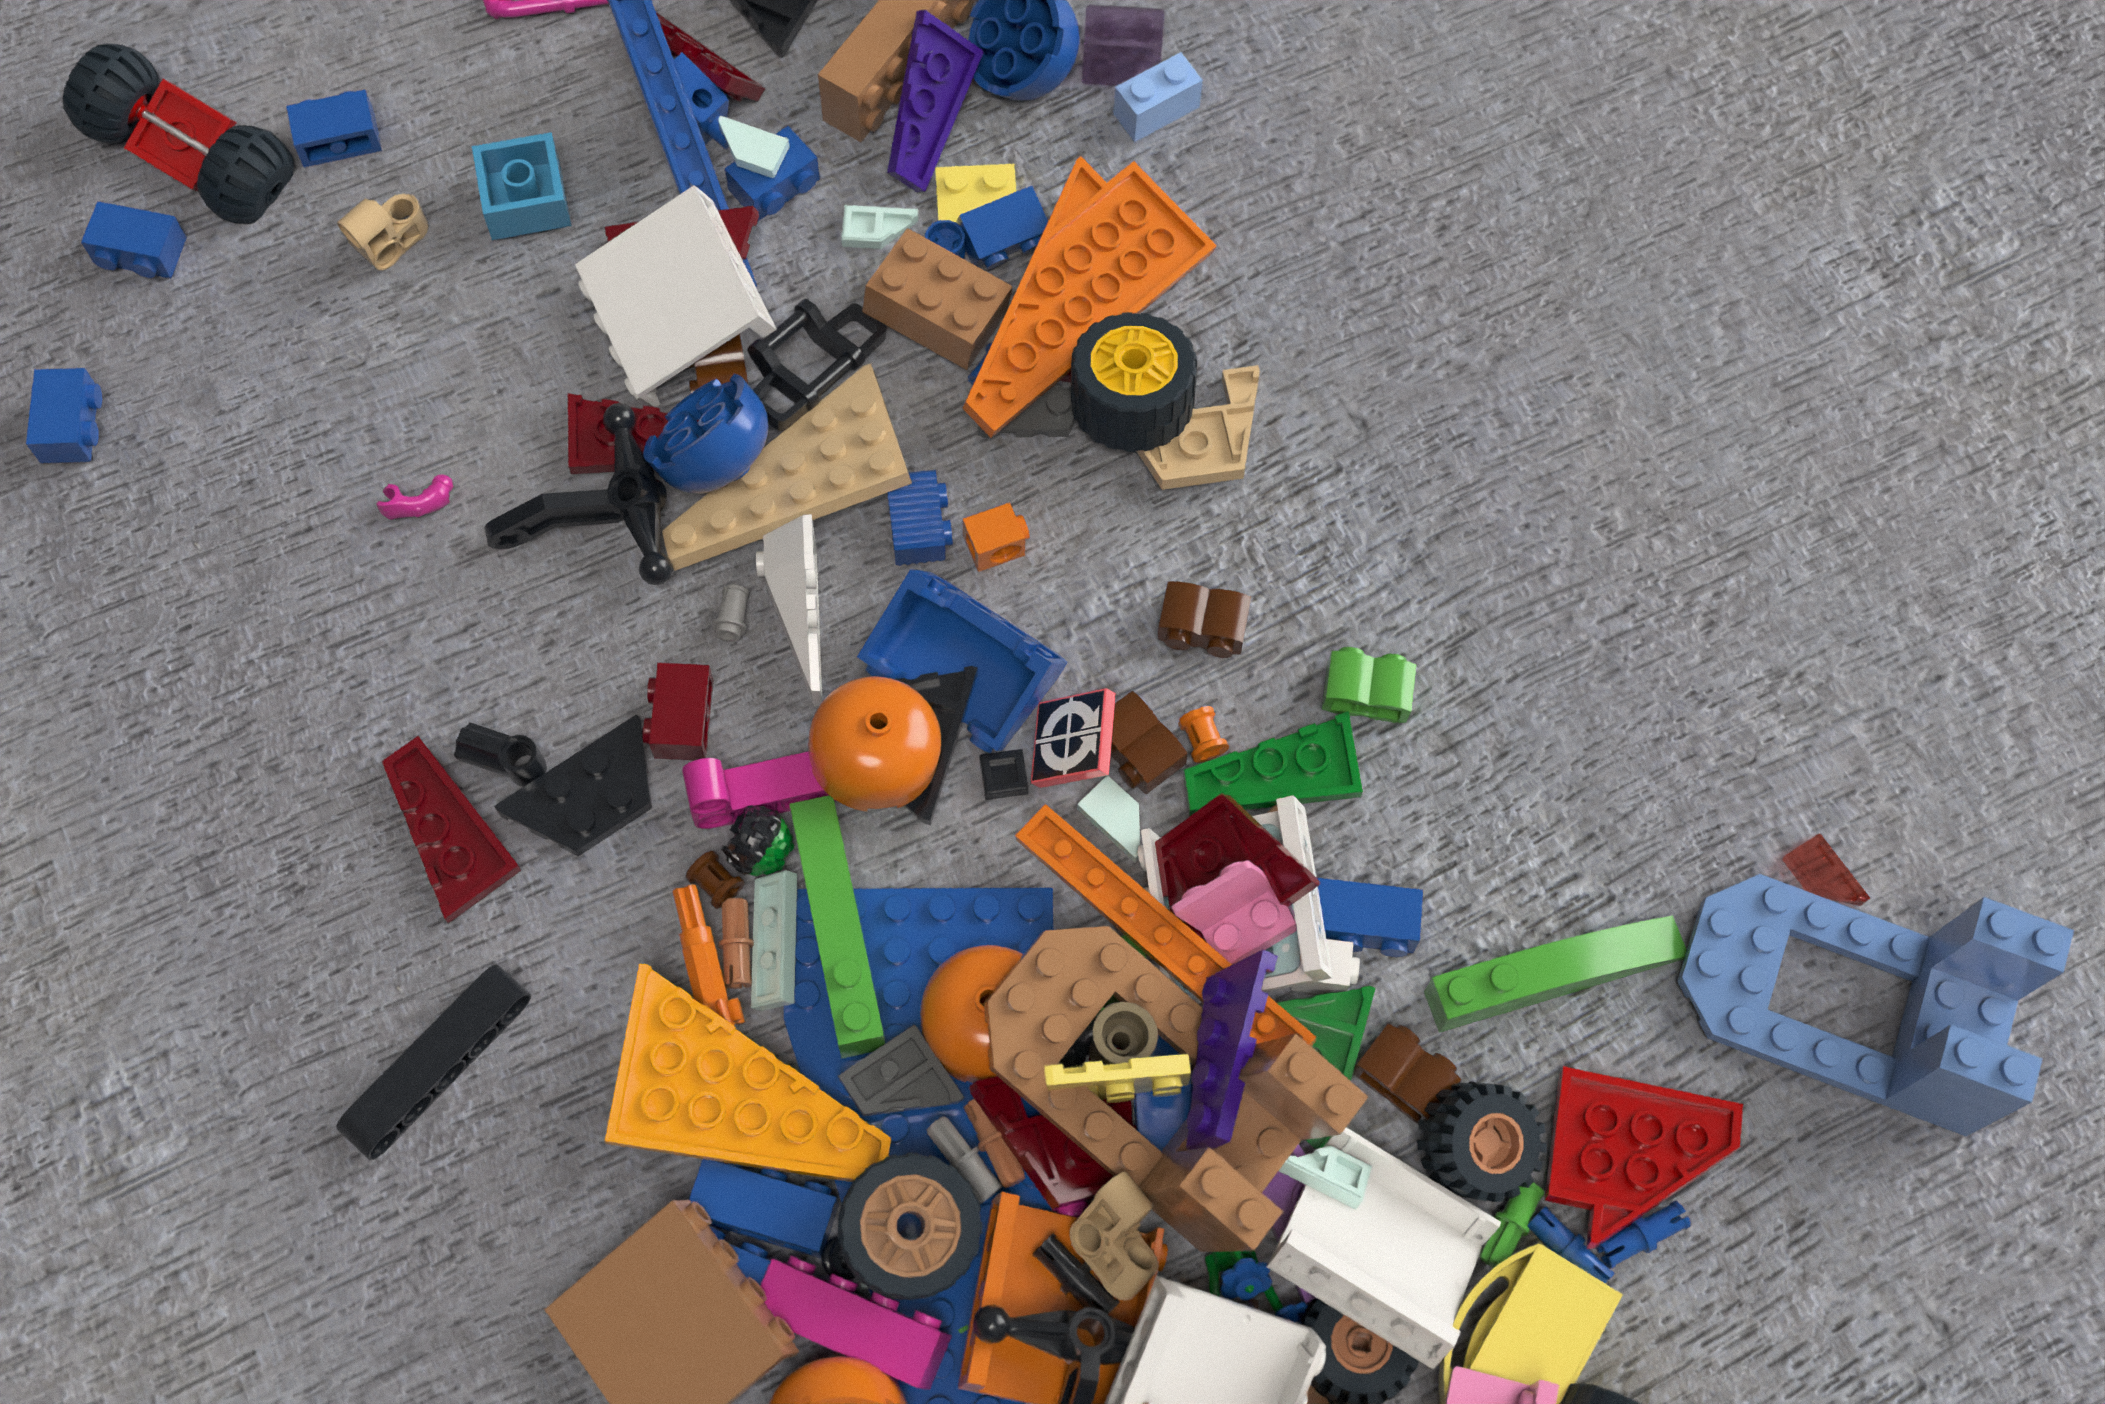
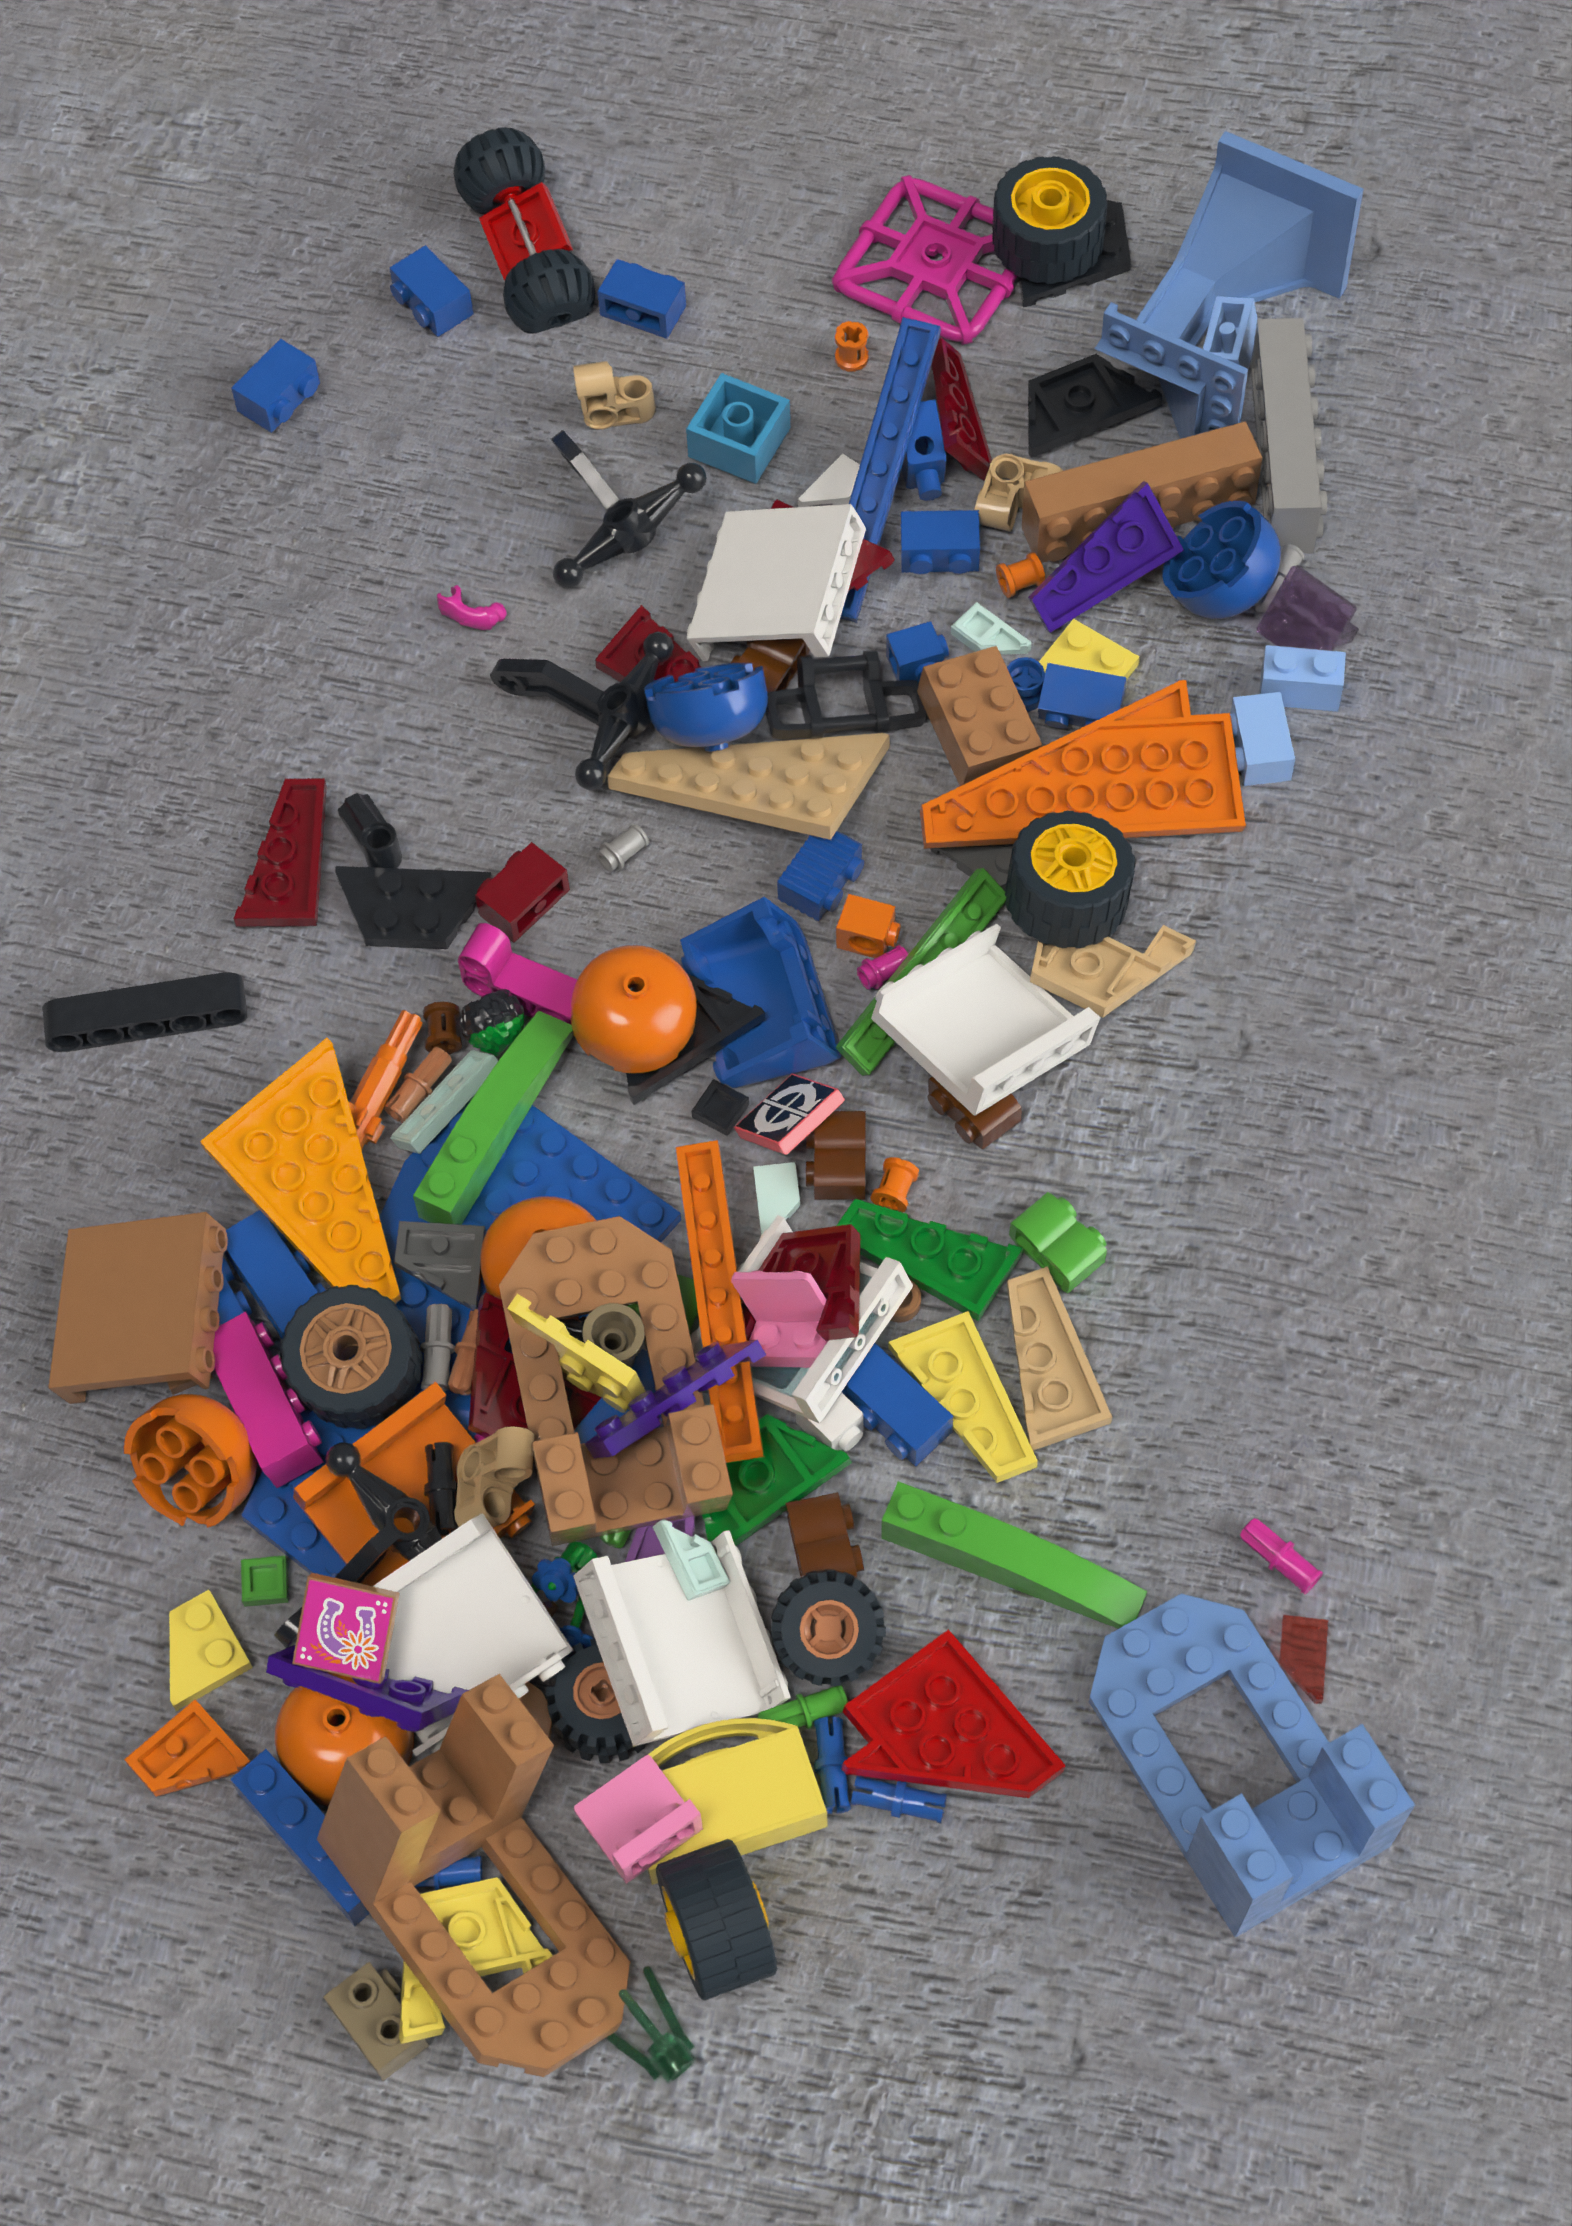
camera: 45 degrees right, 5 degrees down
(498, 328) = (627, 522): none -> black piece
(554, 56) = (855, 341): none -> orange bush
(641, 181) = (833, 485): none -> white tile
(754, 147) = (934, 509): light aqua tile -> none
(791, 103) = (1000, 498): none -> tan piece
(792, 584) = (685, 856): white wedge -> none
(835, 280) = (913, 649): none -> blue brick
(862, 158) = (1020, 574): none -> orange bush
(1032, 569) = (876, 971): none -> dark pink pin
(1070, 543) = (966, 913): none -> bright green tile
(1160, 552) = (980, 1022): none -> white panel
(1170, 163) = (1262, 739): none -> light blue brick
(1389, 852) = (959, 1374): none -> light yellow wing
(1455, 793) = (1054, 1373): none -> tan wing
(1744, 809) = (1280, 1555): none -> dark pink axle

